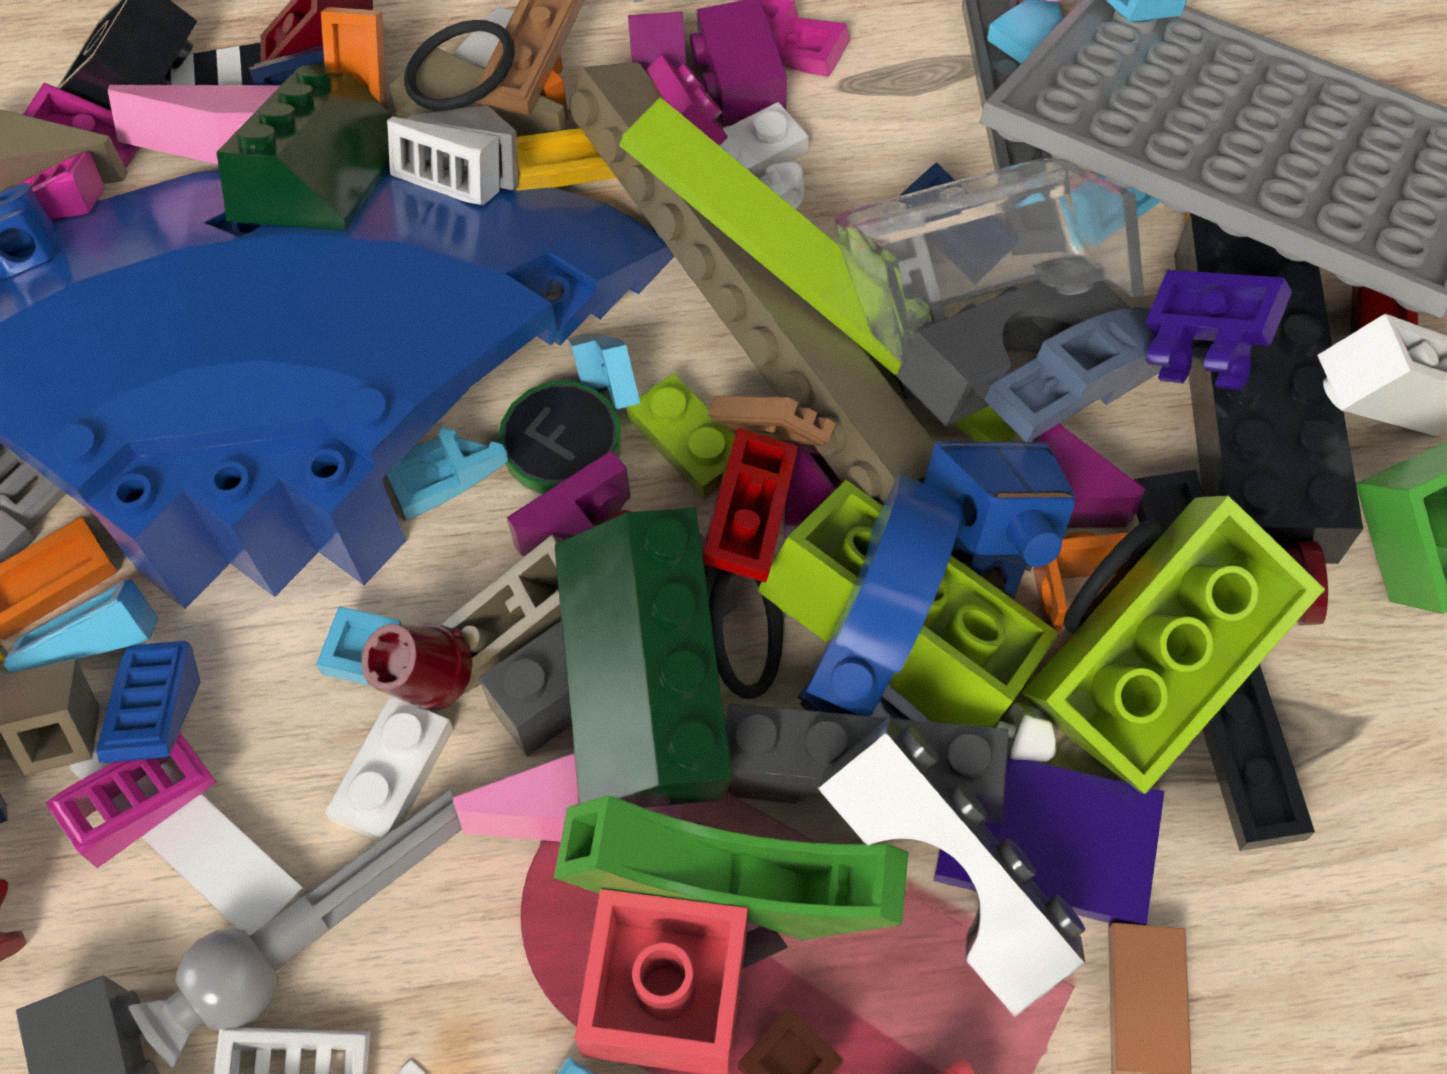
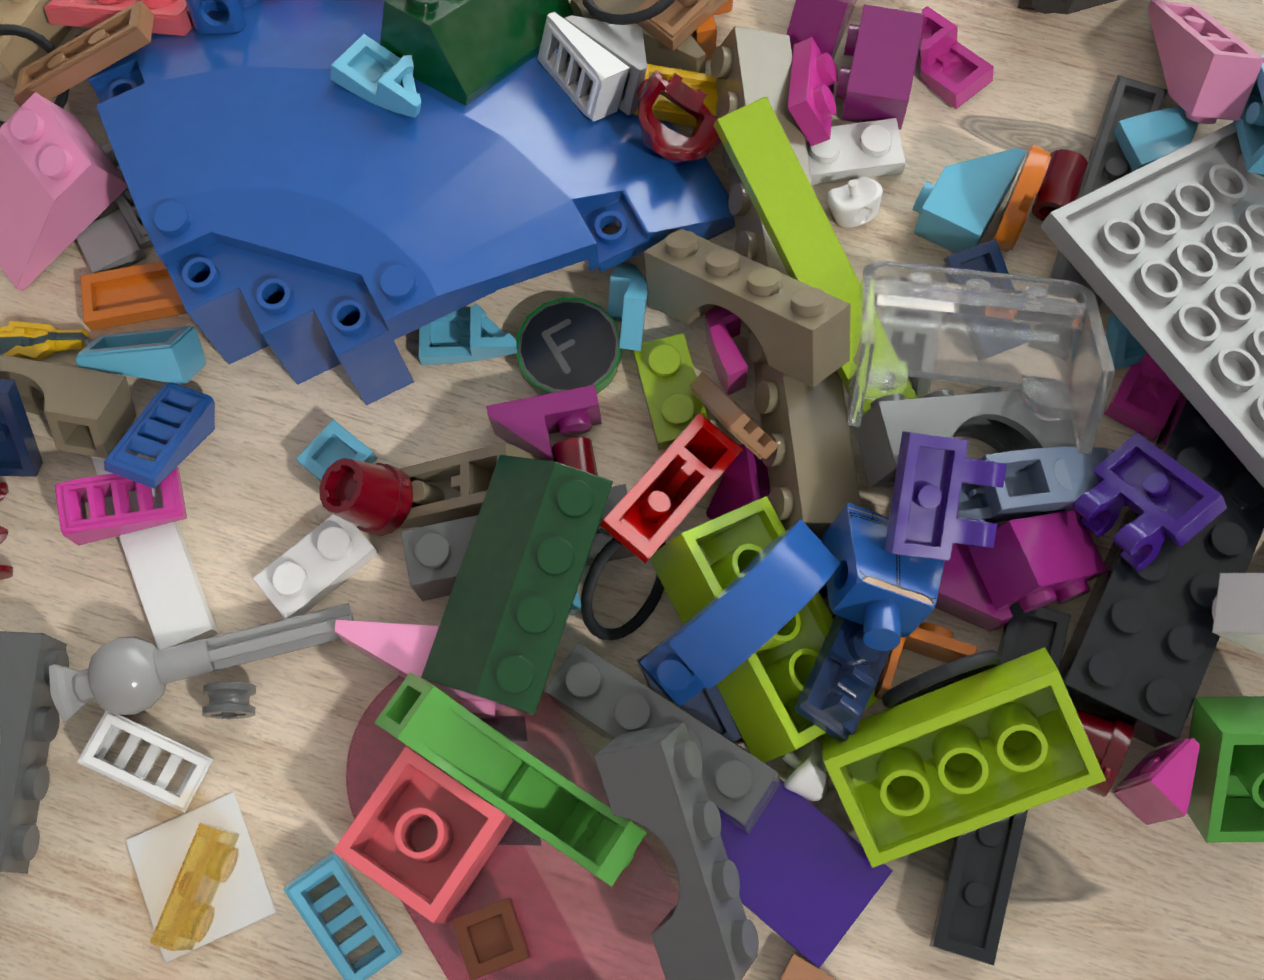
camera: 30 degrees right, 10 degrees up
(240, 233) = (378, 76): none -> medium azure slope
(360, 954) = (229, 700): none -> dark grey bush
(601, 173) = (666, 141): none -> dark red helmet
(717, 365) = (727, 360): none -> dark pink slope
(796, 298) = (796, 324): none -> dark tan arch
(885, 145) = (965, 199): none -> medium azure slope
(939, 125) = (1022, 197): none -> orange tile
(964, 103) = (1060, 182): none -> dark red piece
(1014, 394) = (928, 496): none -> dark purple plate
(1018, 615) = (841, 680): none -> dark blue plate
(1138, 428) = (1039, 561): none -> magenta brick
(1158, 242) = (1144, 398): none -> dark pink slope
(1371, 579) = (1161, 783): none -> dark pink slope

